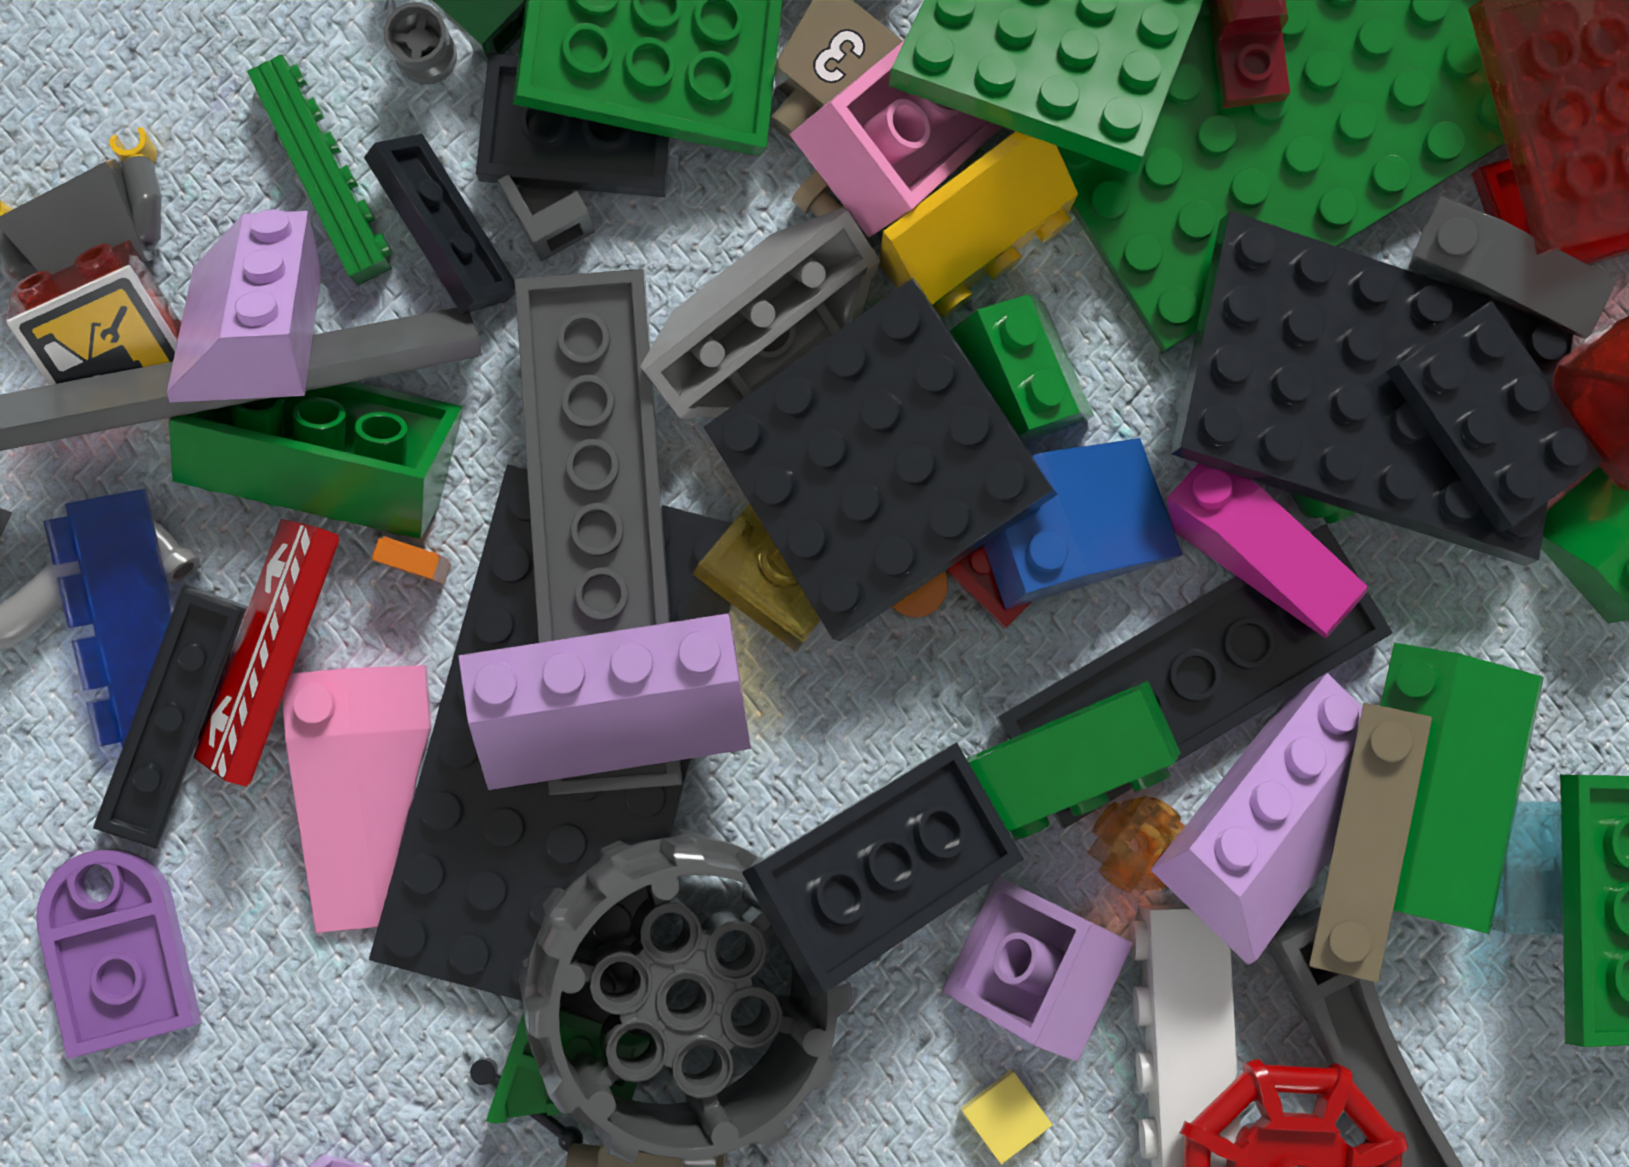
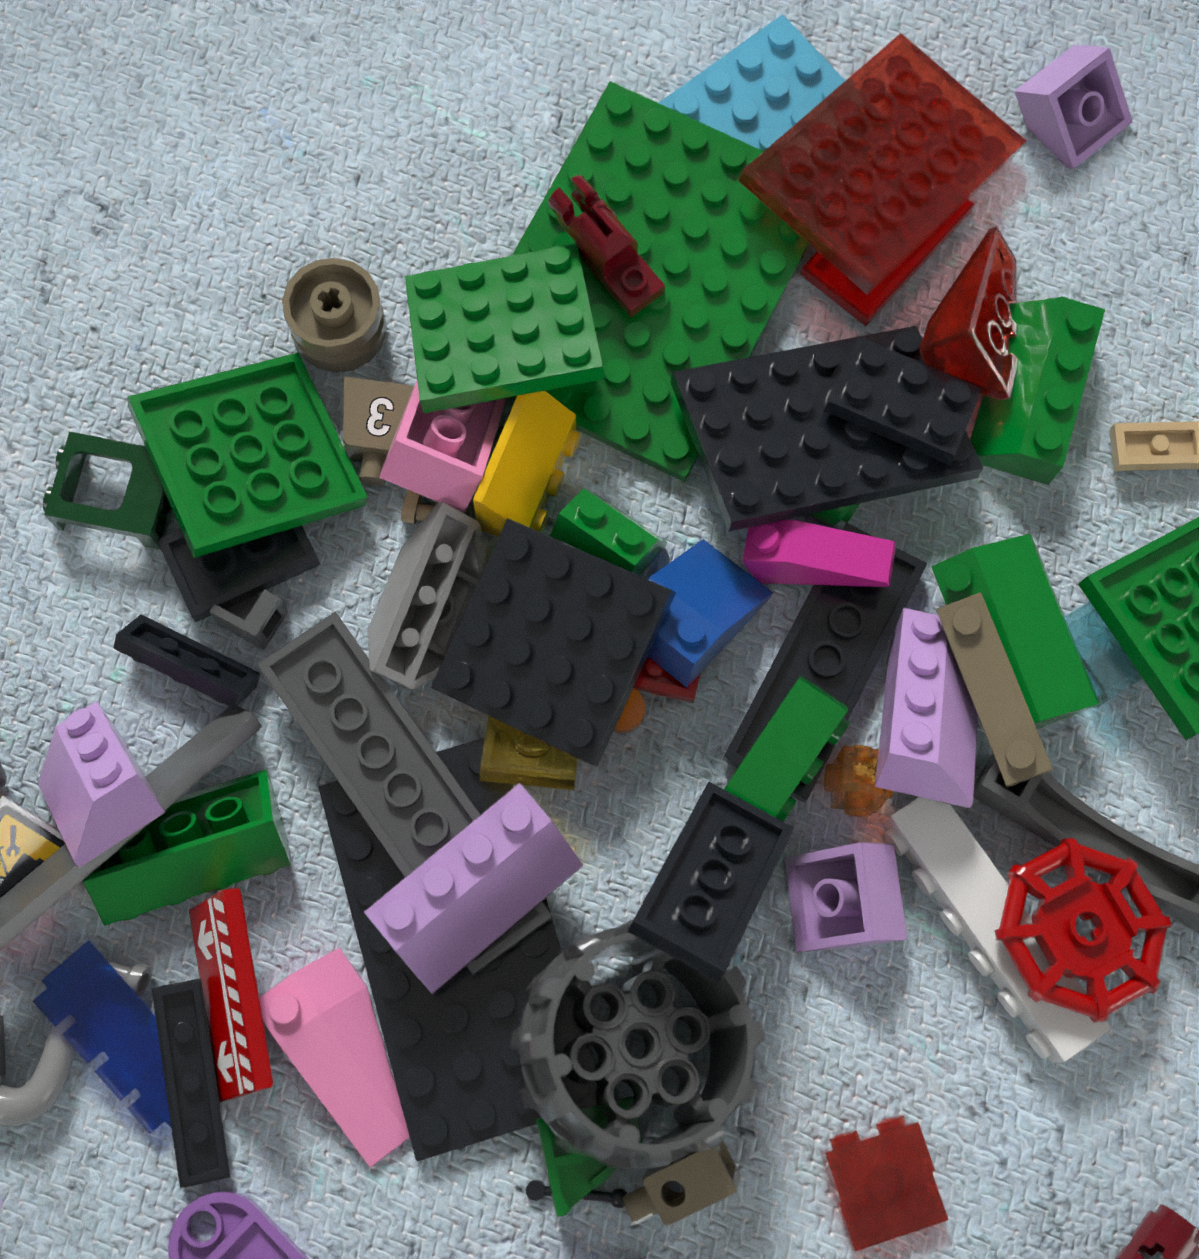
camera: 30 degrees left, 10 degrees down
(319, 170) = (87, 674): green piece -> none
(411, 560) = (292, 883): orange tile -> none
(413, 31) = (102, 550): dark grey wheel -> none
(1006, 1116) = (885, 1005): light yellow tile -> none
(1502, 264) = (849, 312): dark grey slope -> none

